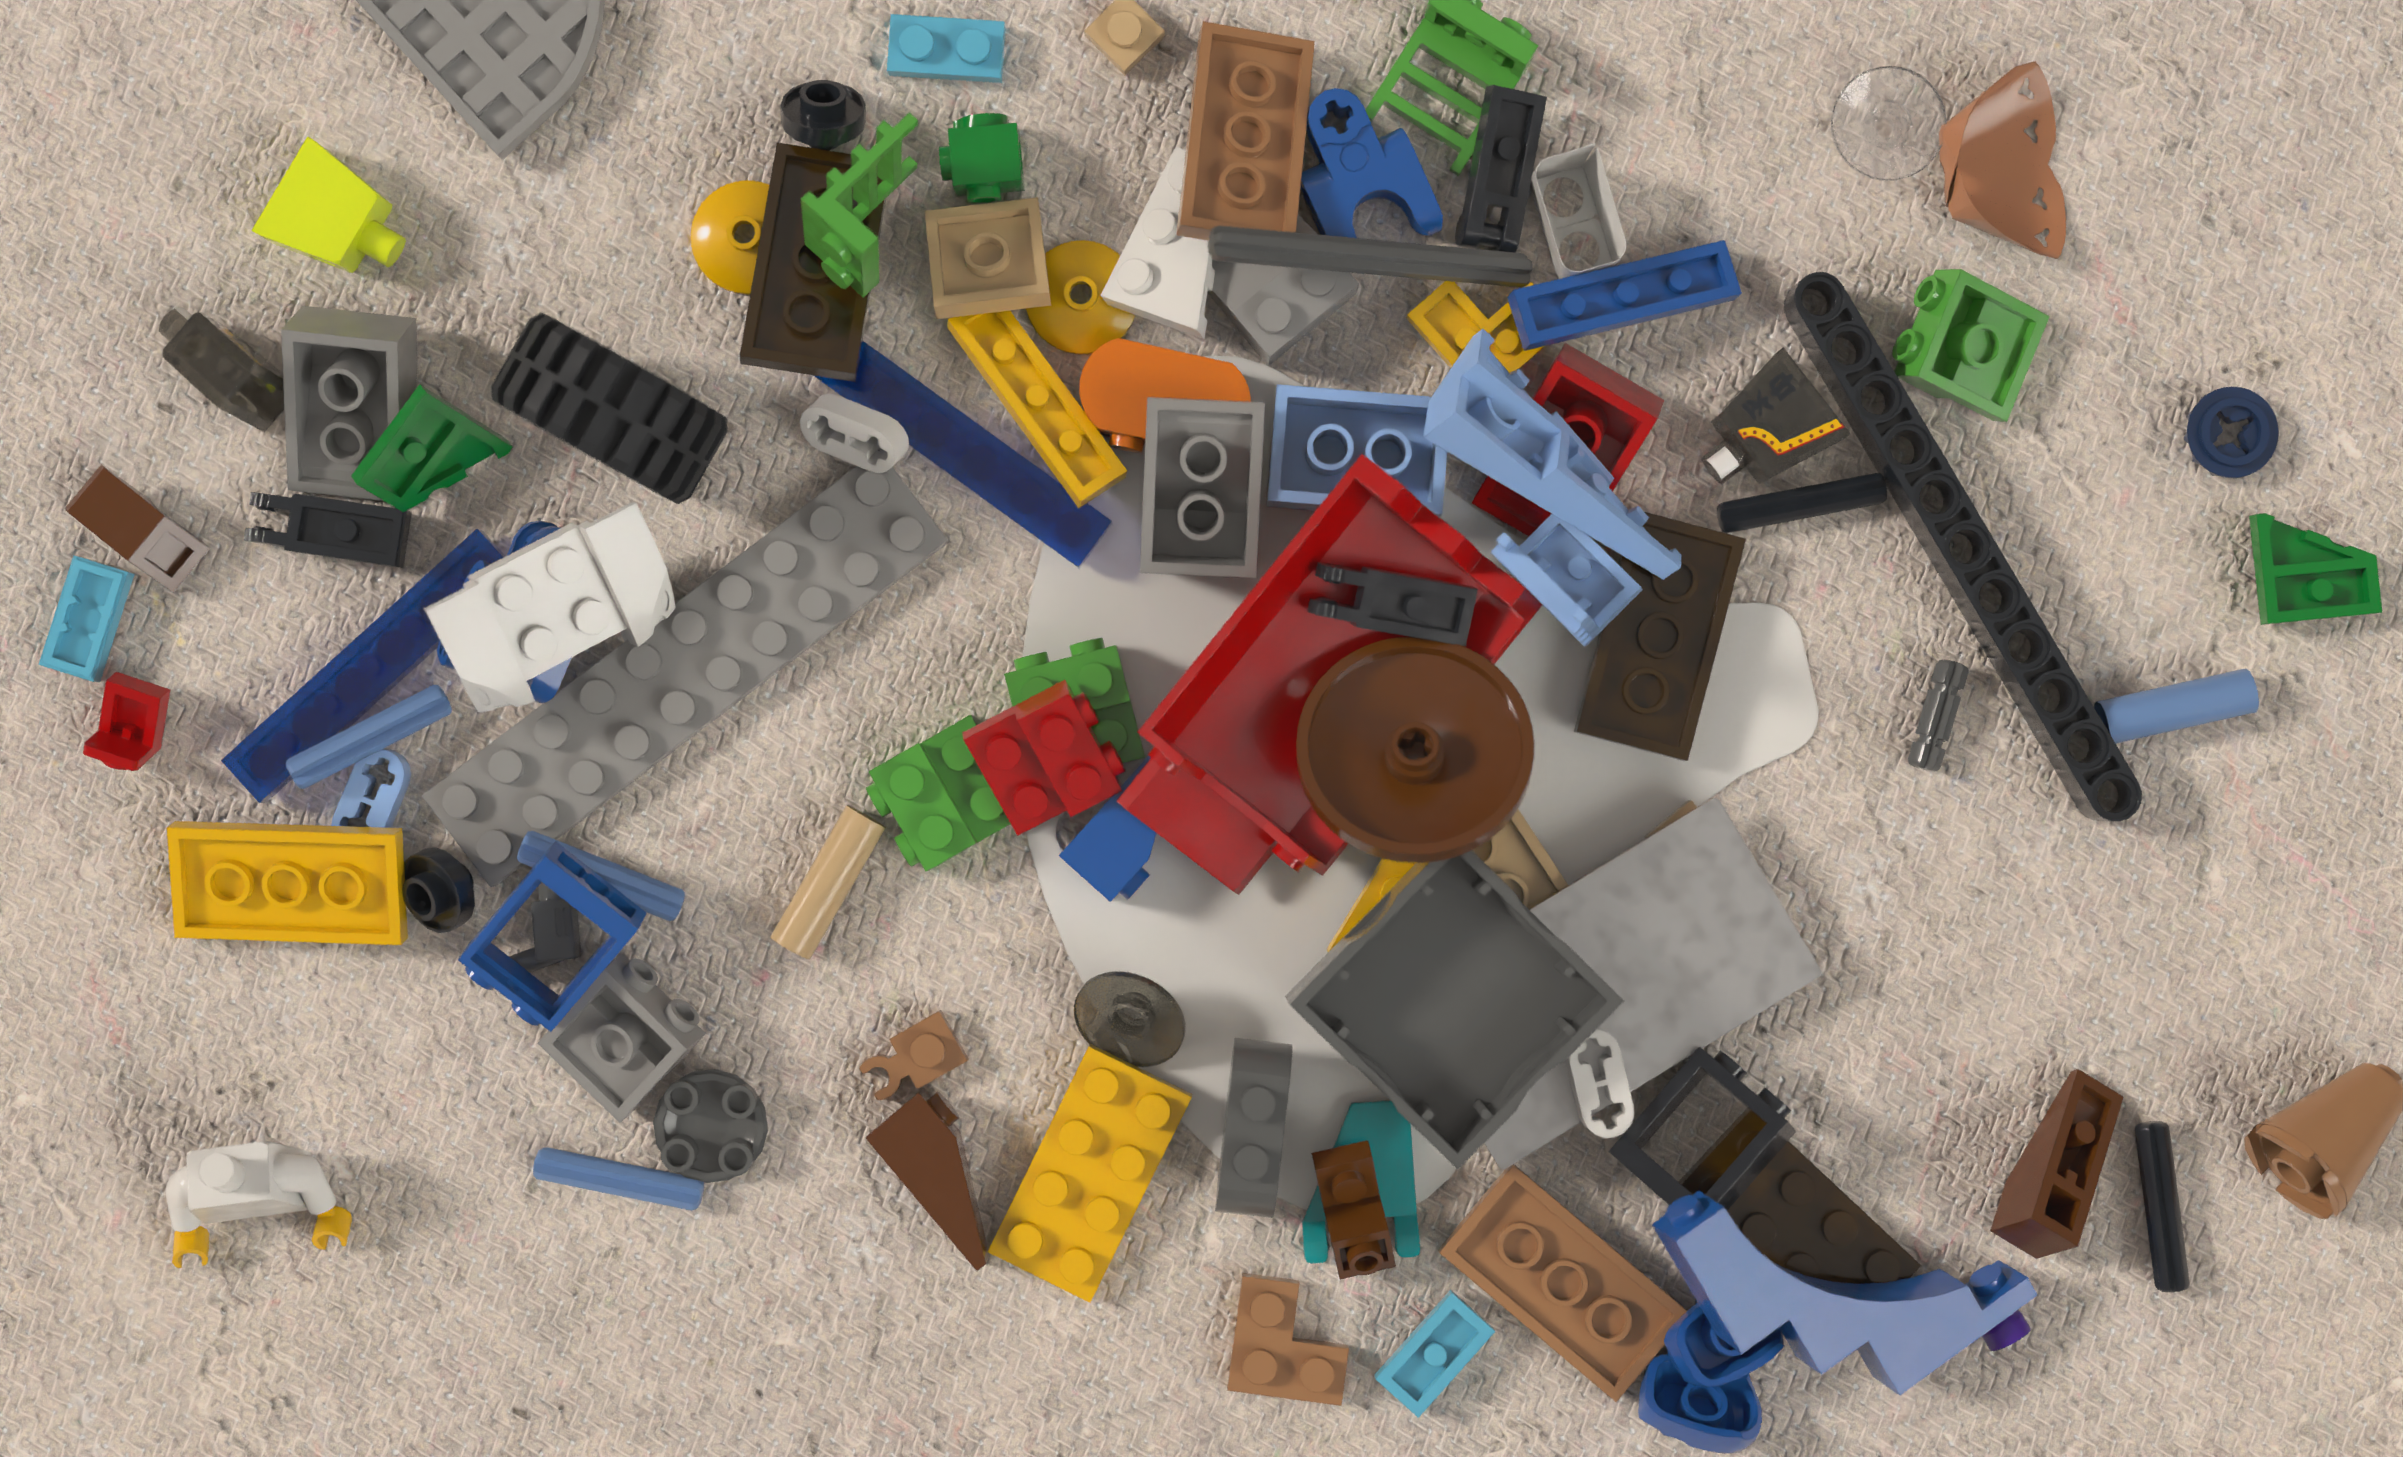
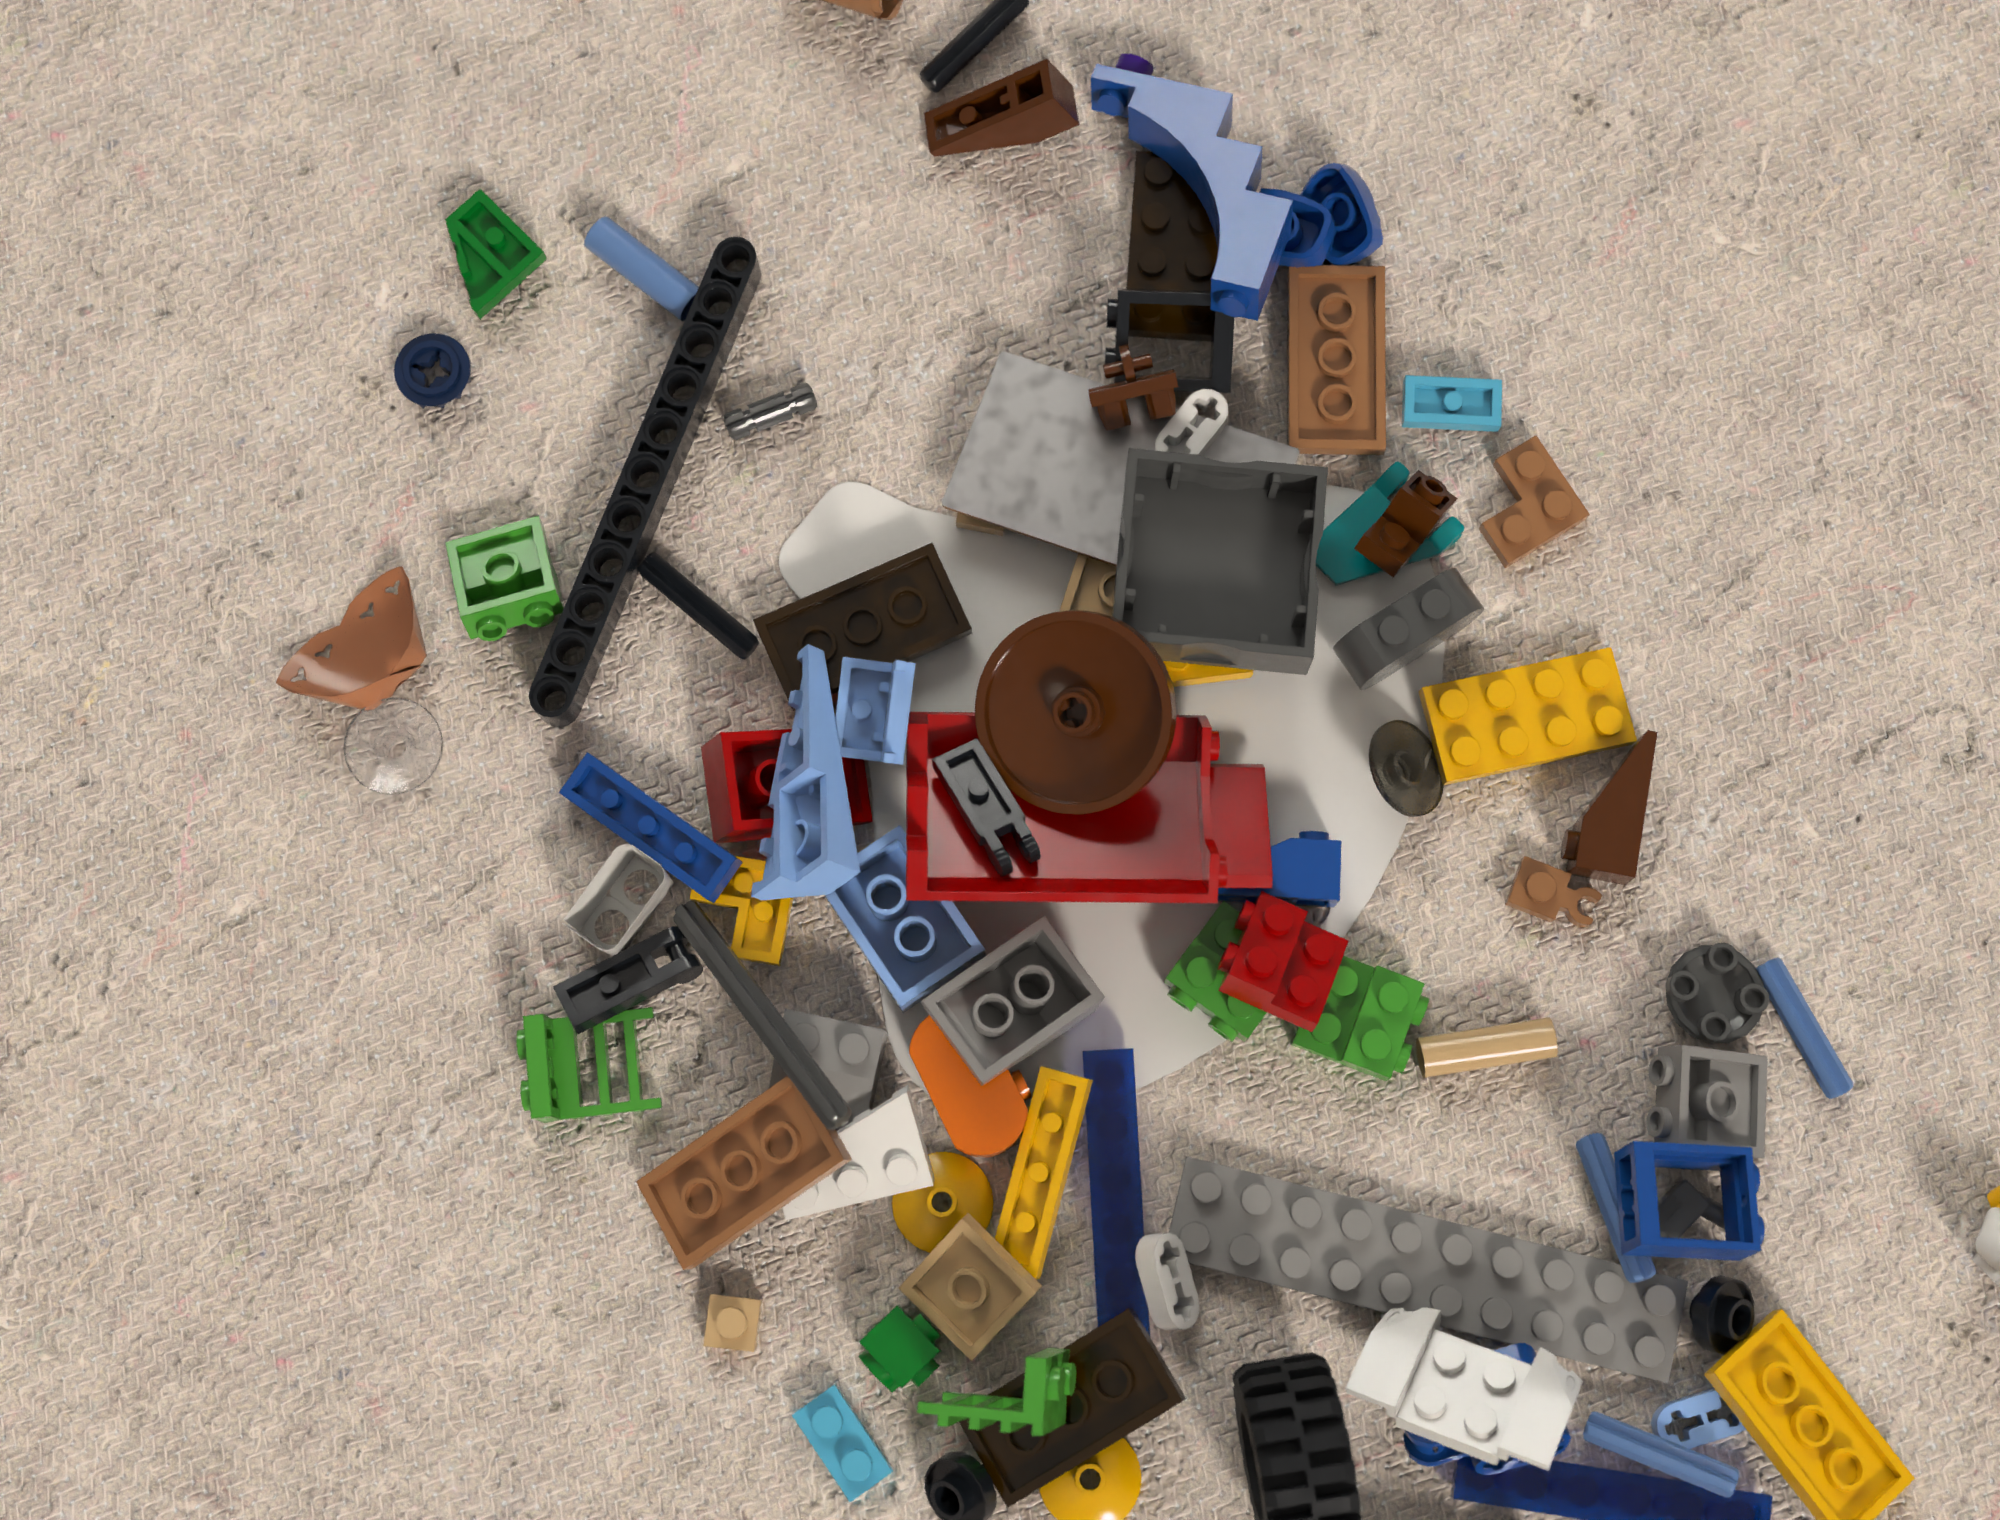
camera: 125 degrees left, 10 degrees down
(1362, 168) = (702, 1078): blue piece -> none
(1690, 1035) = (1156, 387): none -> reddish brown hips
(1772, 423) = (660, 664): clear smoke torso -> none

